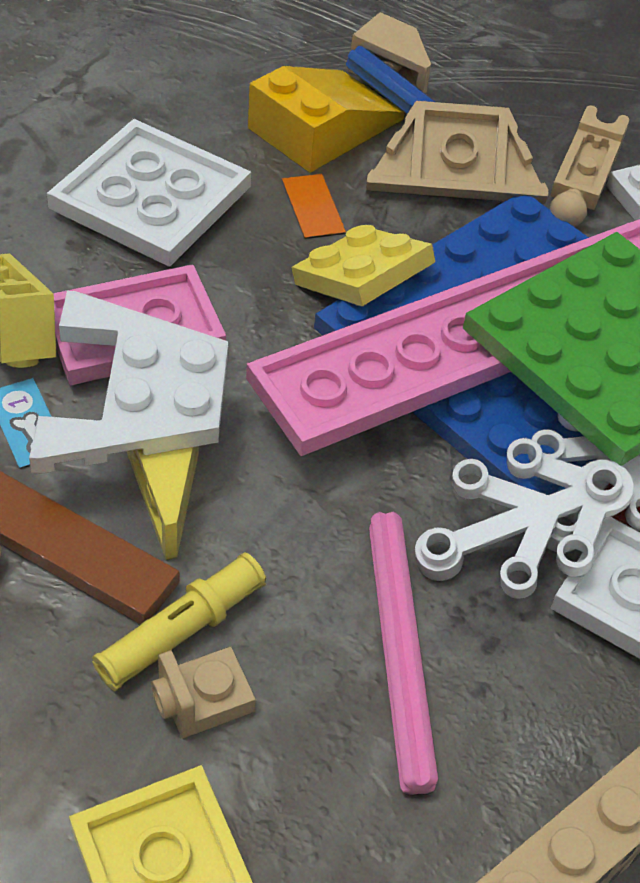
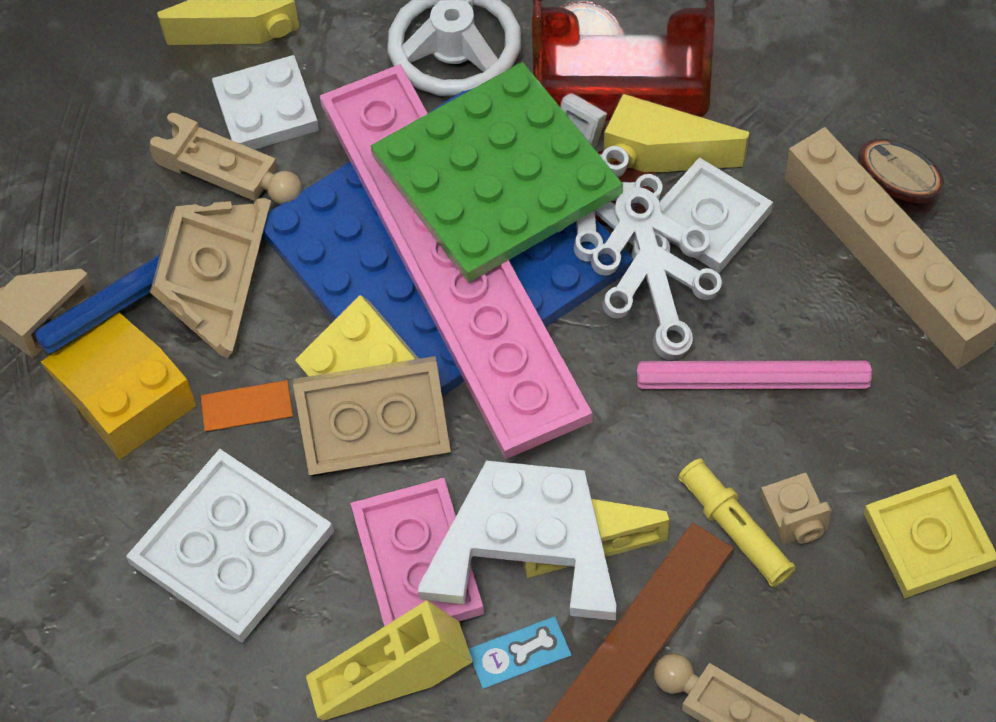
camera: 75 degrees left, 10 degrees up
(293, 270) = (371, 415): none -> tan plate

